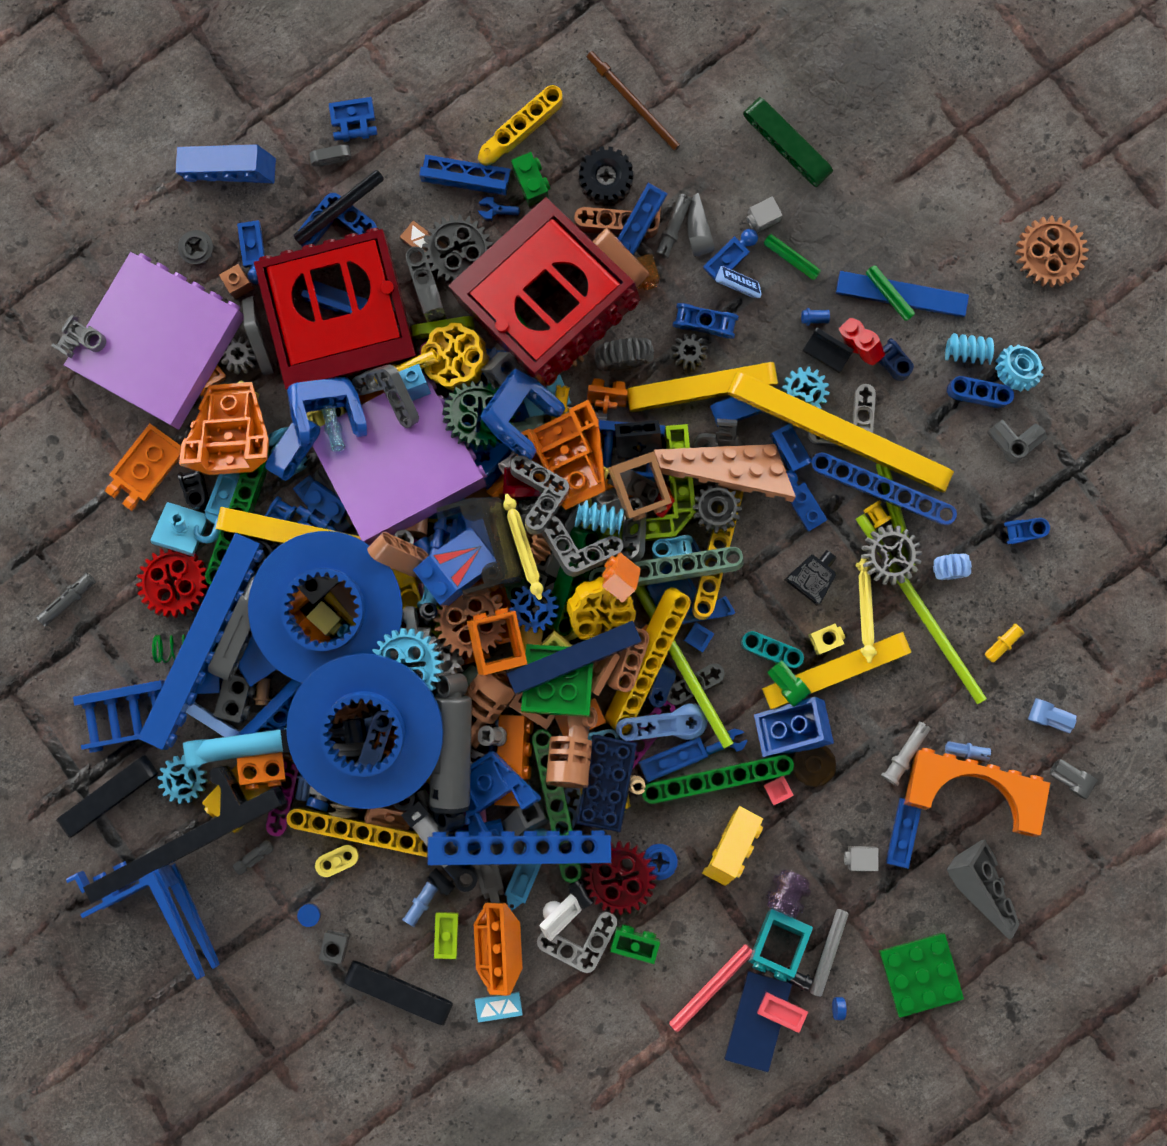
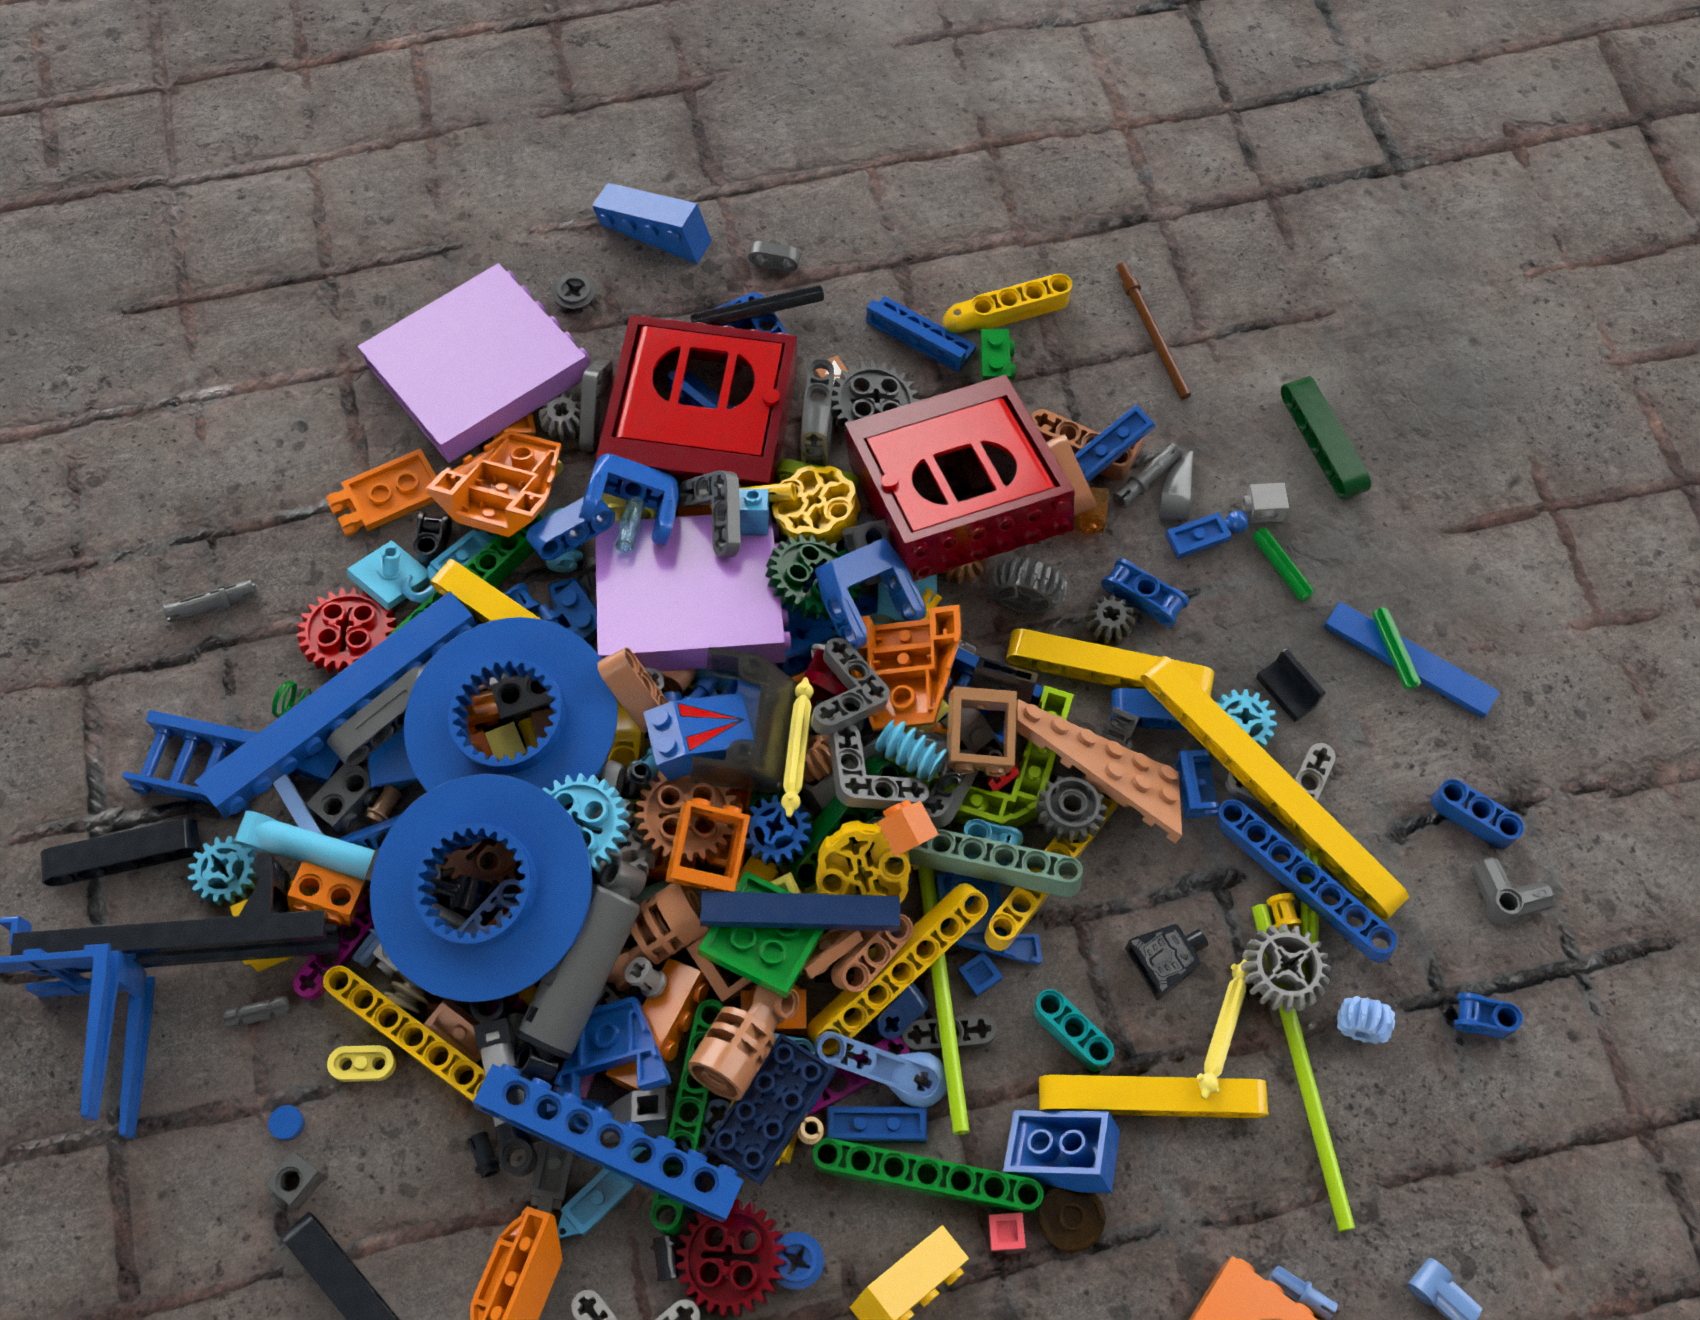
camera: 20 degrees right, 20 degrees down
(78, 334) = (393, 320): dark grey piece -> none
(236, 281) = (601, 339): nougat brick -> none
(251, 246) = (640, 302): blue plate -> none
(318, 804) = (376, 977): blue tile -> none
(353, 112) = (818, 224): blue plate -> none
(420, 904) = (440, 1173): medium blue pin -> none
(446, 935) = (453, 1233): lime plate -> none
(496, 209) = (937, 380): blue bar -> none
(558, 916) = (620, 1274): white tile -> none
(606, 396) = (985, 629): orange hips -> none
(618, 168) = (1082, 377): black bush -> none
(718, 747) = (973, 1144): blue bar -> none
(738, 282) = (1203, 565): light blue slope -> none
(792, 687) = (1081, 1087): green piece -> none
(805, 504) = (1190, 861): blue plate -> none
(815, 316) = (1284, 639): blue pin -> none
(817, 638) = (1143, 1055): light yellow brick -> none
(863, 341) = (1342, 687): red brick -> none
(895, 358) = (1373, 726): dark blue piece -> none
(901, 762) = (1198, 1267): light grey pin -> none
(970, 348) = (1480, 754): medium azure piece -> none
(1004, 643) = (1406, 1159): yellow axle -> none
(1019, 368) = (1541, 801): medium azure gear -> none
(1064, 237) = (1627, 682): nougat gear -> none

